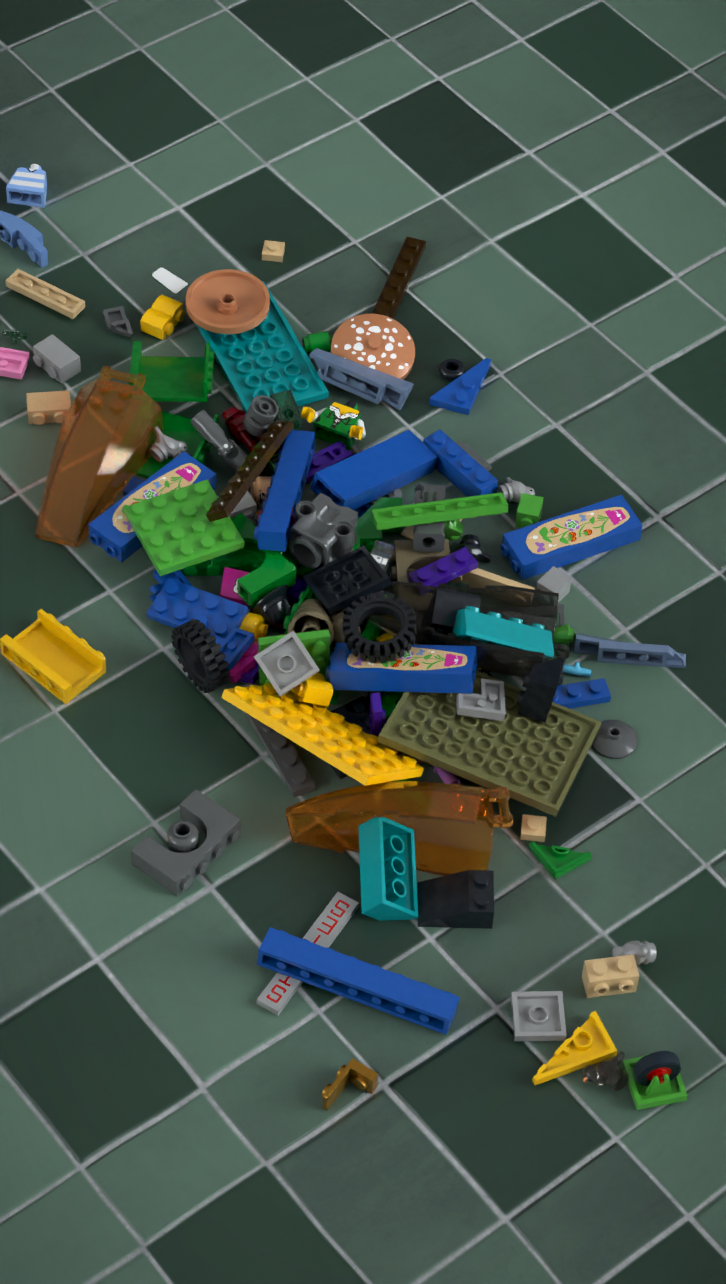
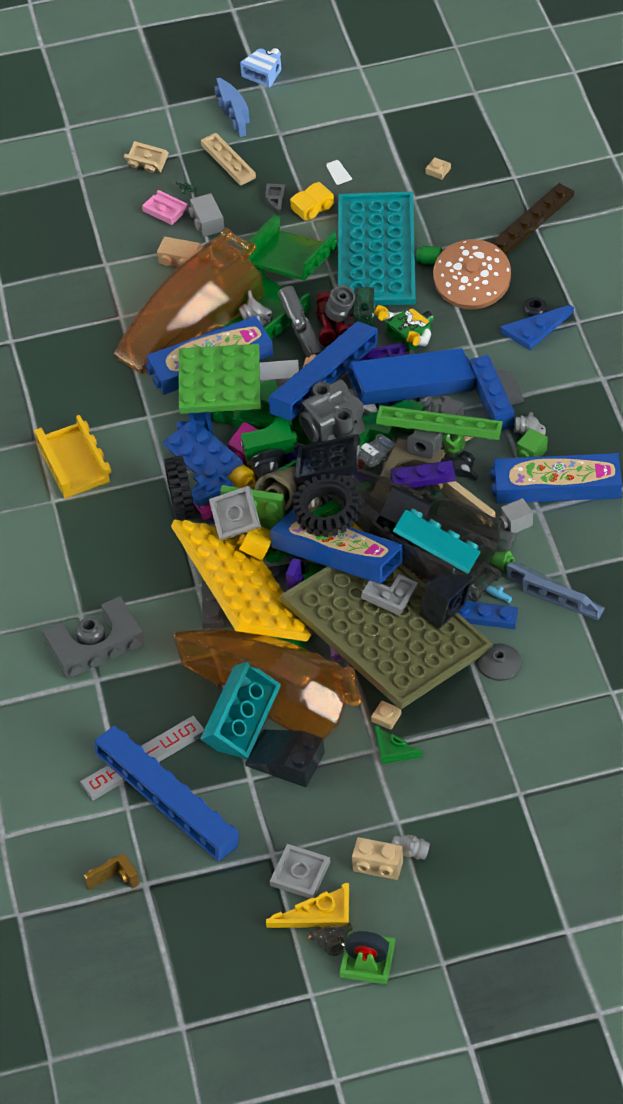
camera: 30 degrees right, 0 degrees up
(227, 301) = (366, 200): nougat dish -> none
(249, 471) = (295, 346): dark brown plate -> none
(361, 380) = (448, 295): sand blue wedge -> none

